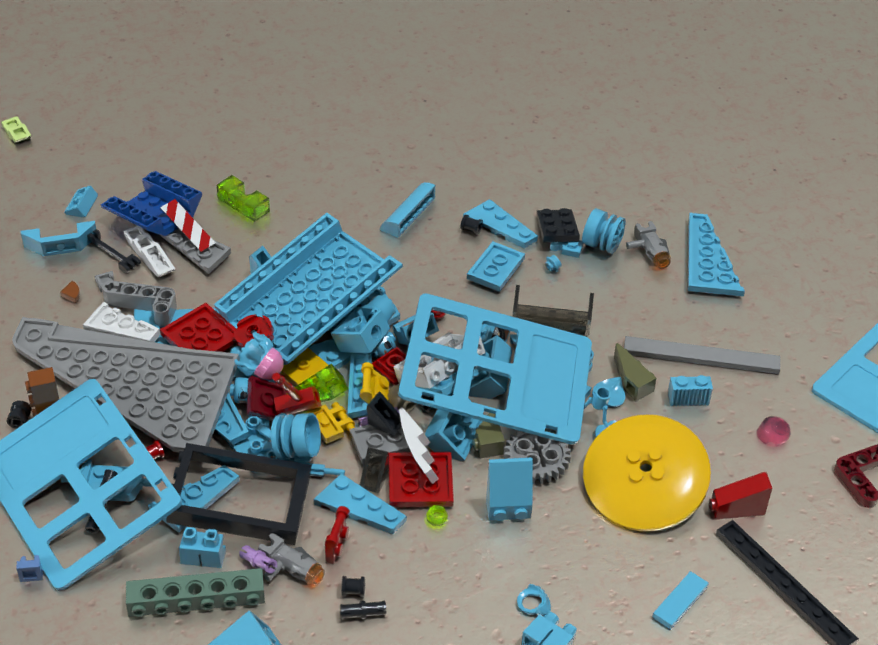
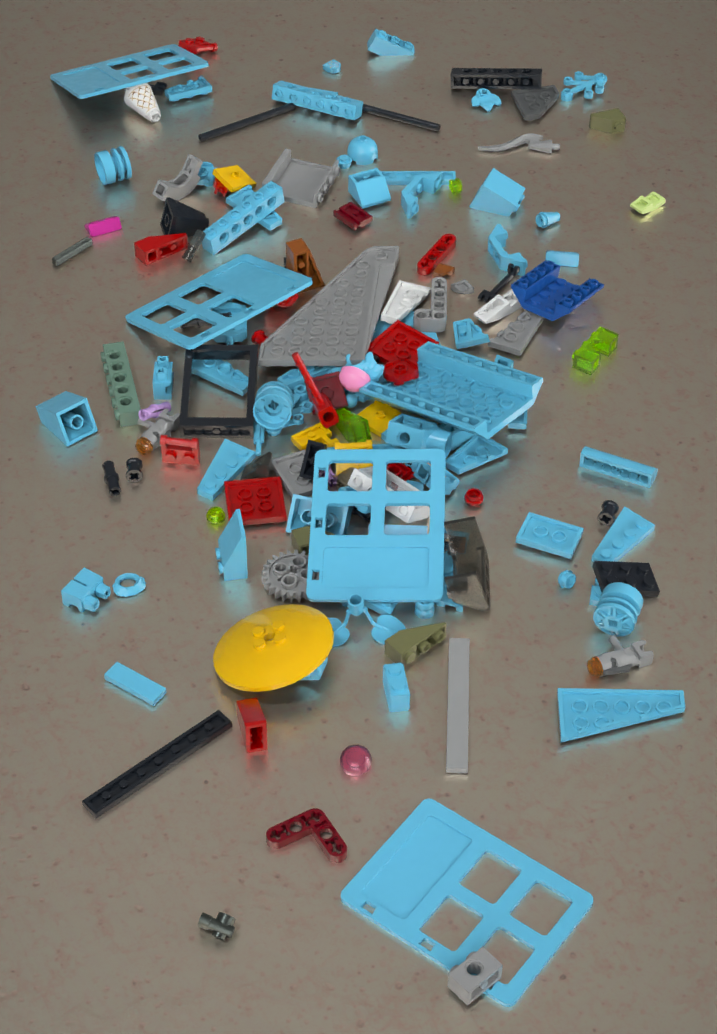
camera: 85 degrees right, 0 degrees up
(15, 201) = (545, 219): none -> medium azure cone
(18, 283) = (439, 256): none -> red beam
(29, 570) = (140, 297): medium blue tile -> none
(188, 225) = (534, 317): sticker -> none
(191, 282) = (468, 334): none -> medium azure wing
(417, 441) = (279, 486): white slope -> none

